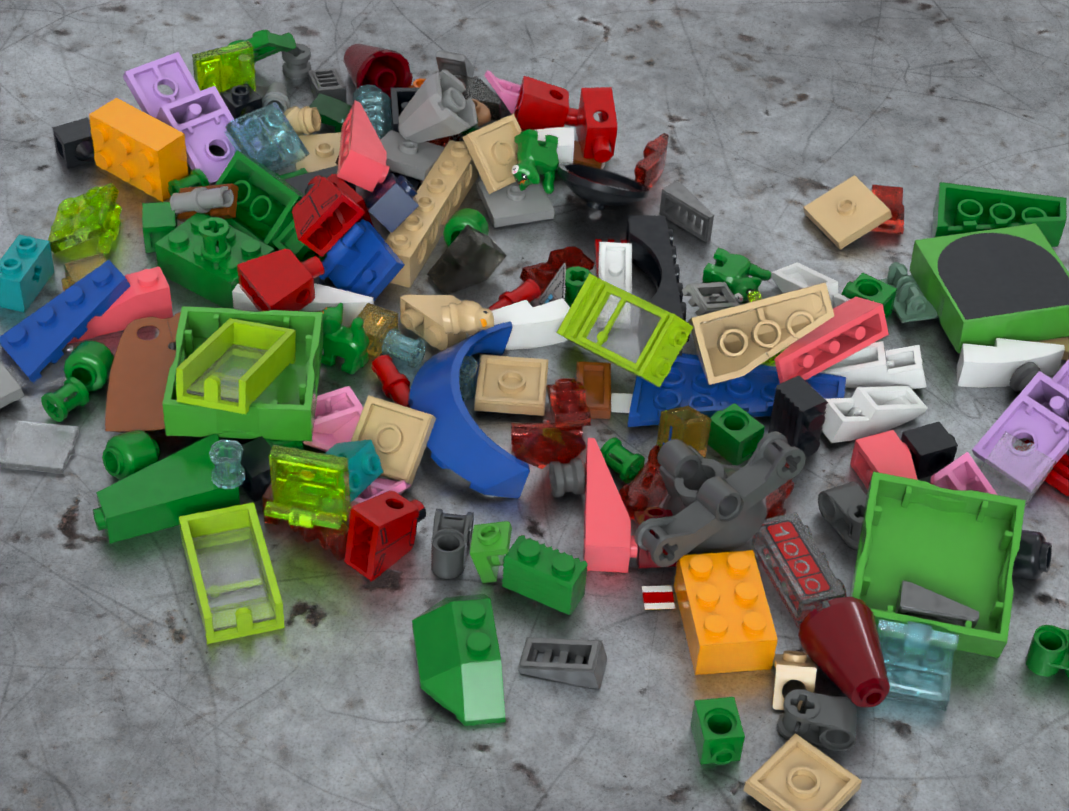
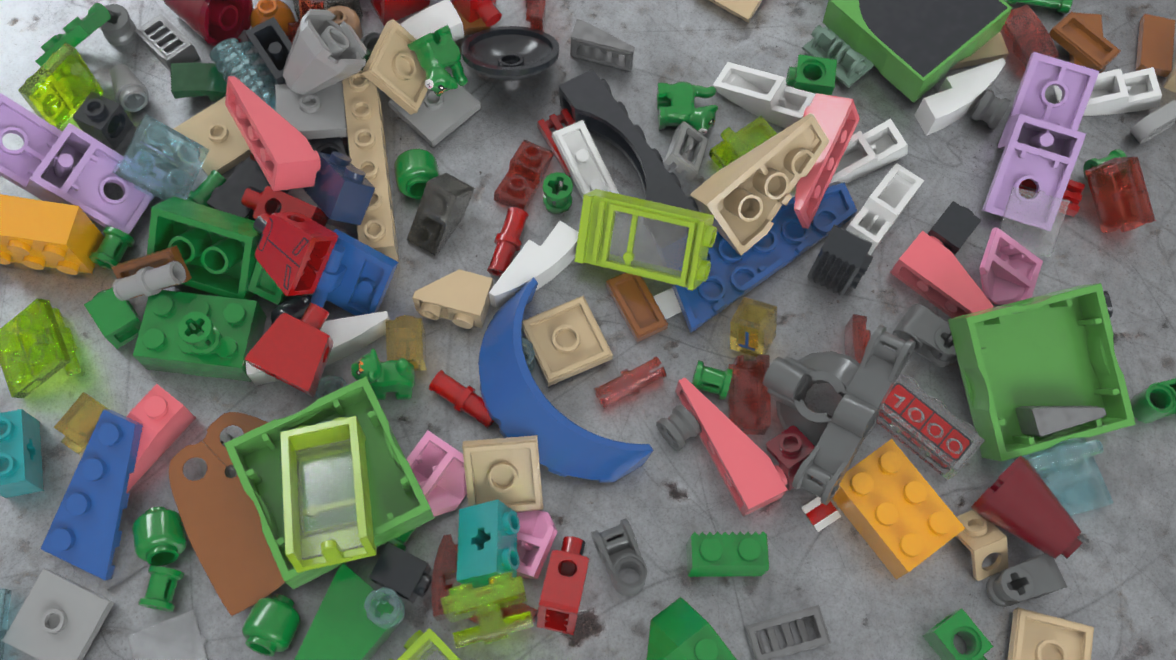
camera: 30 degrees left, 25 degrees up
(304, 119) = (172, 107): tan animal -> none
(404, 348) = (444, 348): clear light blue bush -> none
(466, 318) = (497, 300): tan animal -> none
(488, 548) = (669, 554): bright green bracket -> none
(549, 446) = (652, 417): clear red slope -> none
(556, 288) = (542, 211): light grey sticker -> none
(568, 403) = (635, 345): clear red slope -> none
(734, 434) = (798, 288): green brick -> none

